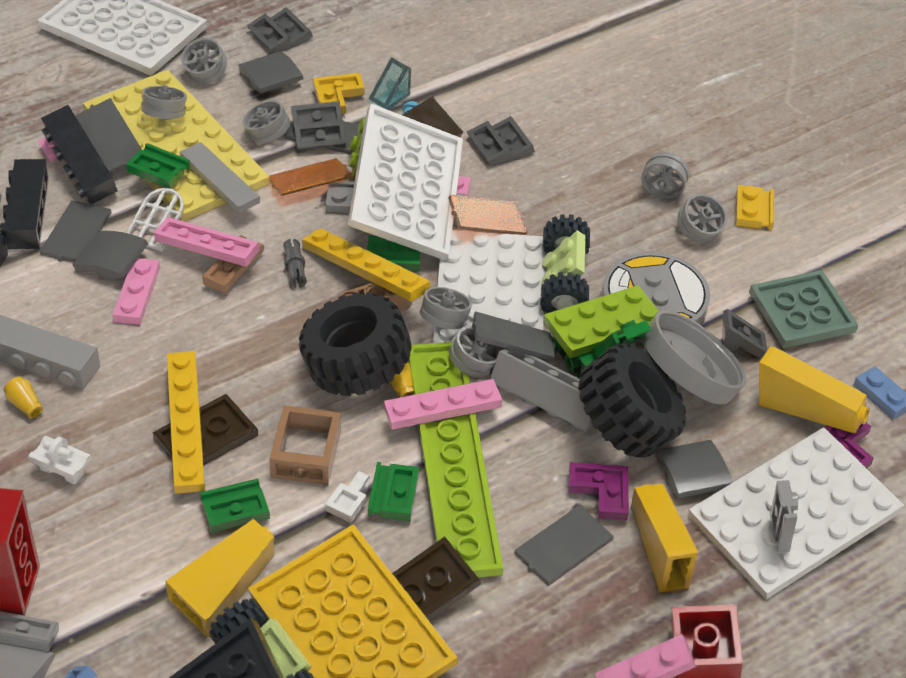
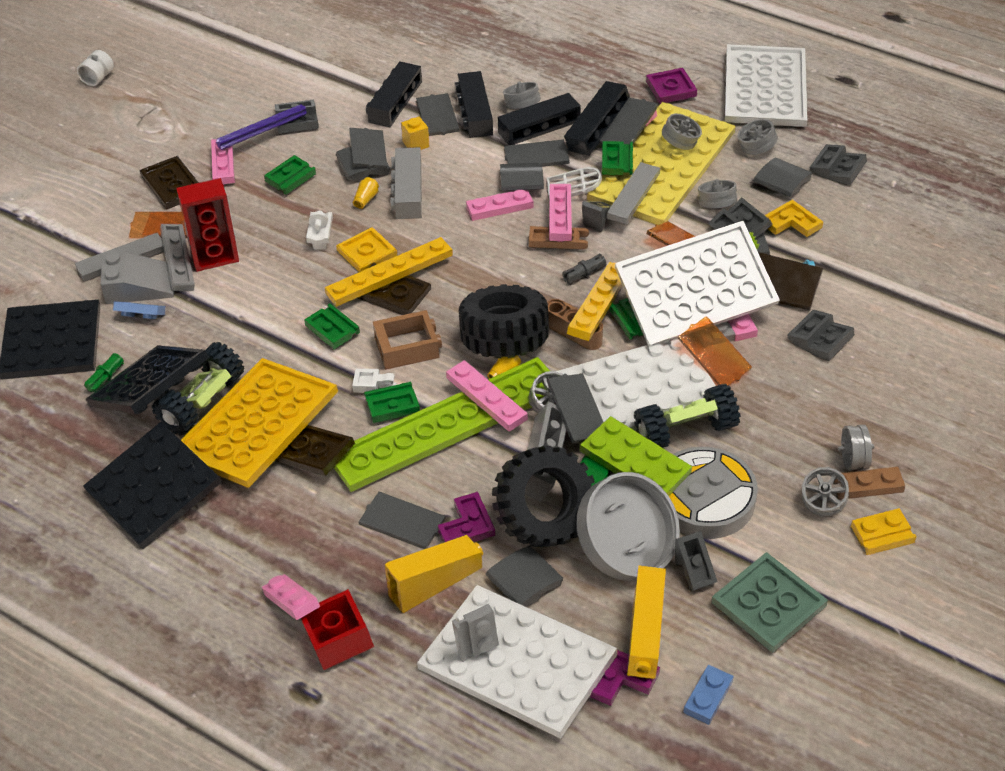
camera: 70 degrees right, 0 degrees up
(62, 86) = (671, 85): none -> magenta plate
(121, 433) = (366, 249): none -> yellow tile
(221, 575) = (259, 338): yellow slope -> none
(224, 216) = (595, 214): none -> dark grey slope
(392, 85) = (823, 246): clear light blue slope -> none
(445, 308) = (580, 352): light grey wheel -> none
(628, 334) = (604, 463): green plate -> none
(698, 183) = (873, 482): none -> medium nougat hinge

